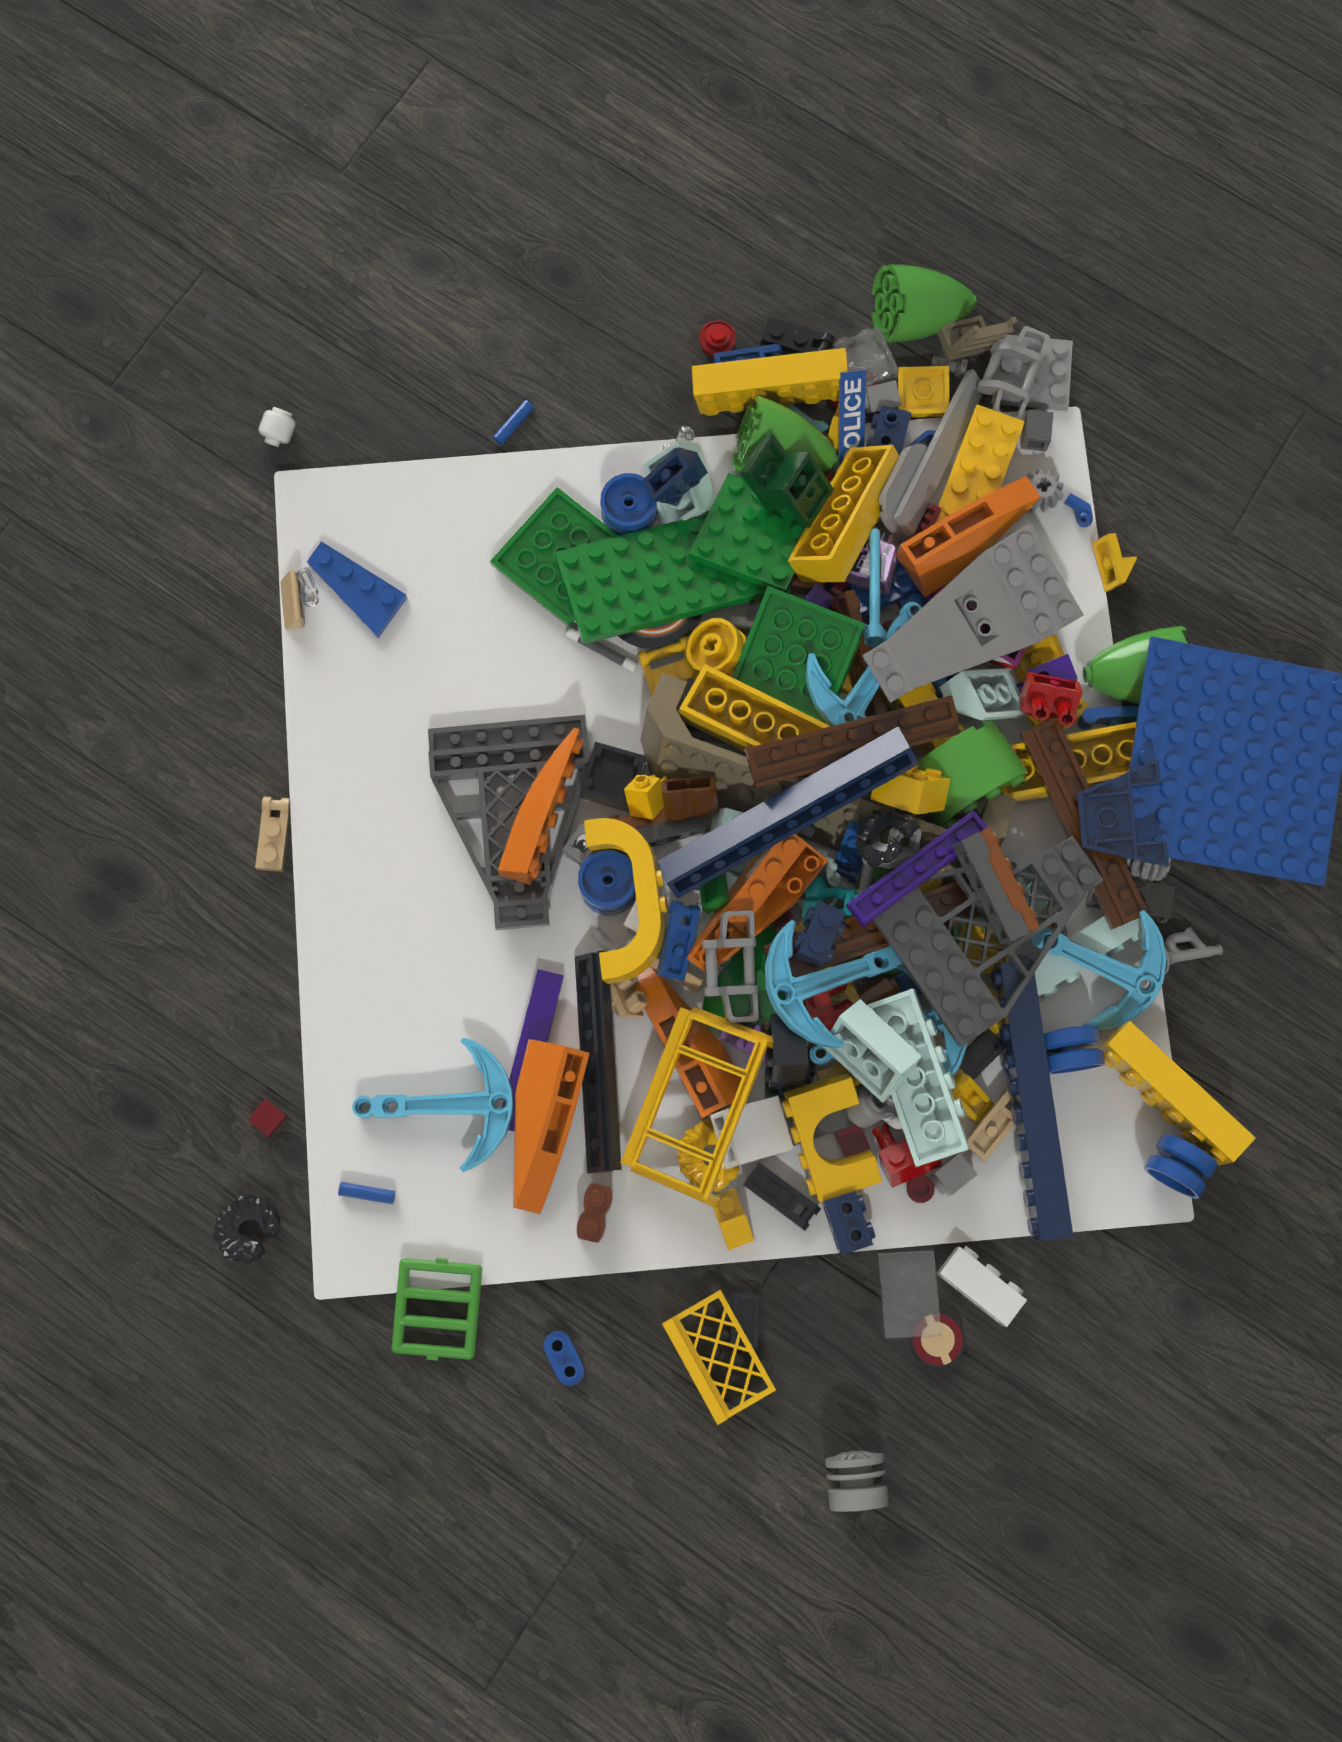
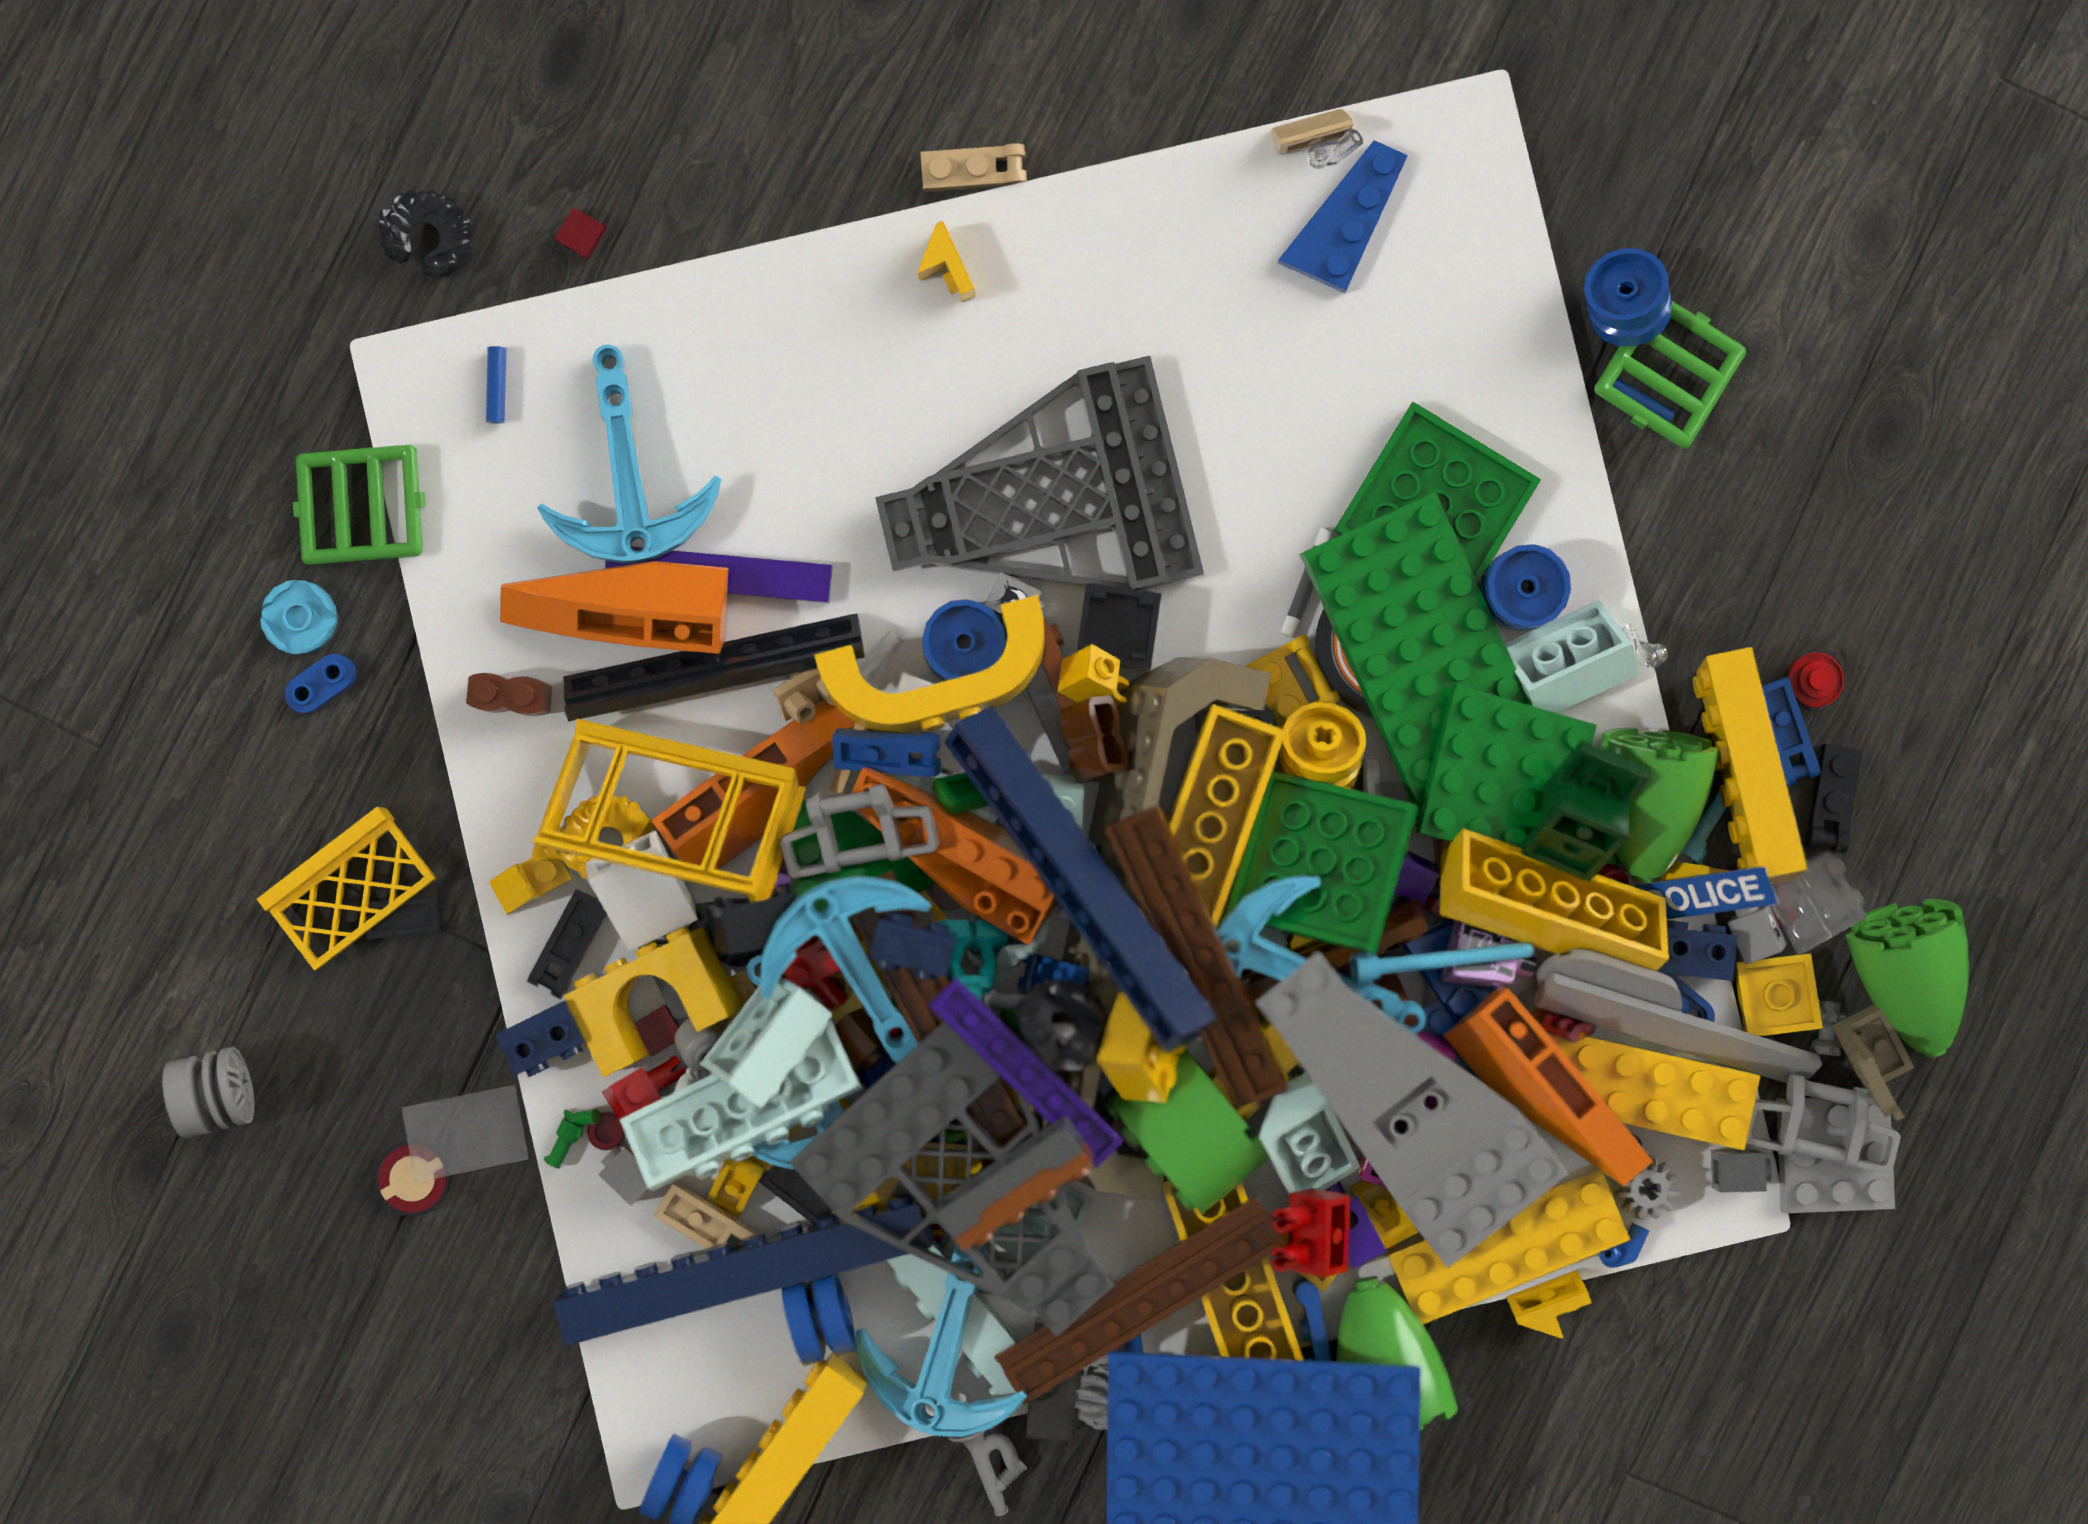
camera: 80 degrees right, 10 degrees up
(277, 426) = (1575, 59): white head -> none
(331, 857) = (943, 255): none -> yellow slope
(444, 413) = (1628, 297): none -> blue wheel
(485, 426) = (1699, 408): none -> bright green bar
(512, 1368) = (298, 617): none -> medium azure tile
(538, 815) = (1040, 530): orange wedge -> none
(675, 476) = (1570, 648): dark blue brick -> none
(918, 1215) = (569, 1132): none -> green piece
(982, 1285) = (490, 1230): white brick -> none
(1068, 546) = (1551, 1233): none -> yellow brick
(1109, 817) = (1146, 1335): dark blue wing -> none

